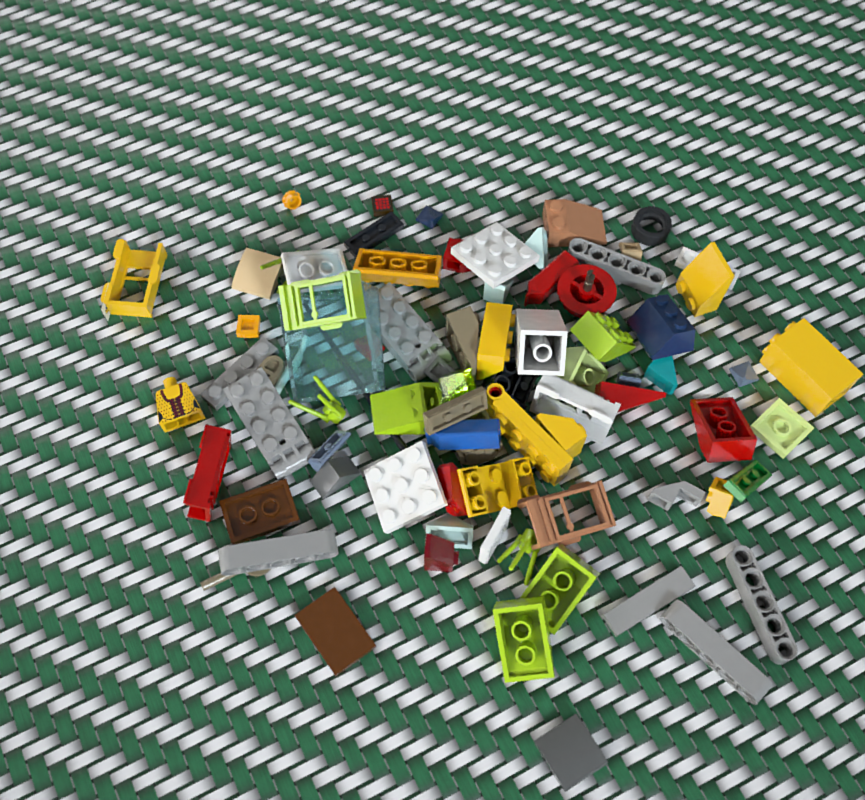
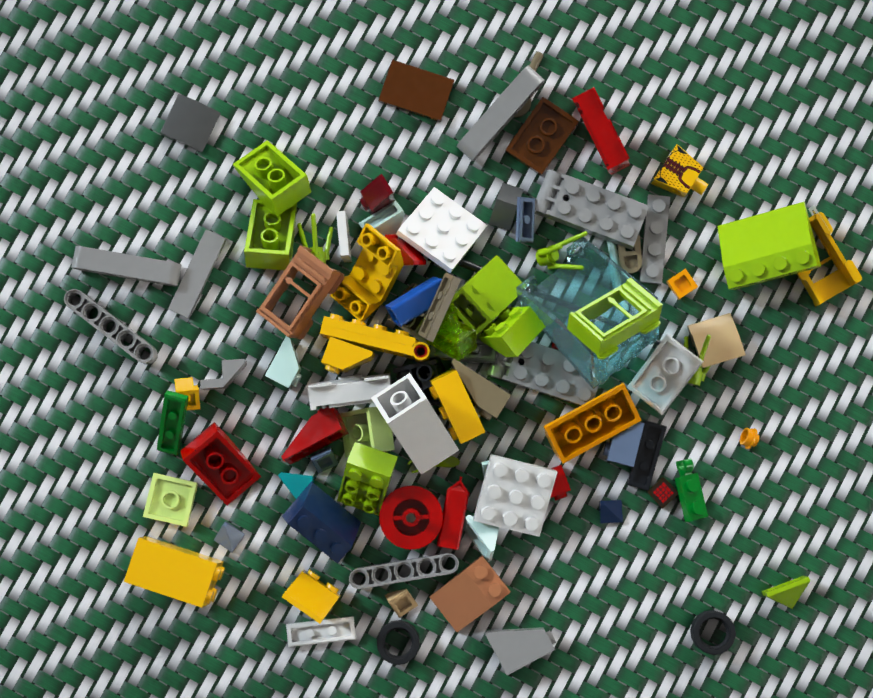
camera: 150 degrees right, 20 degrees up
(161, 301) = (768, 246): none -> lime slope
(347, 103) = (788, 592): none -> lime slope
(362, 192) = (690, 492): none -> green plate
(387, 240) = (624, 446): none -> sand blue slope
(407, 363) = (512, 331): none -> lime slope
(418, 96) = (730, 632): none -> black tyre
(561, 173) = (520, 646): none -> light grey slope
(618, 466) = (285, 366): none -> light aqua slope

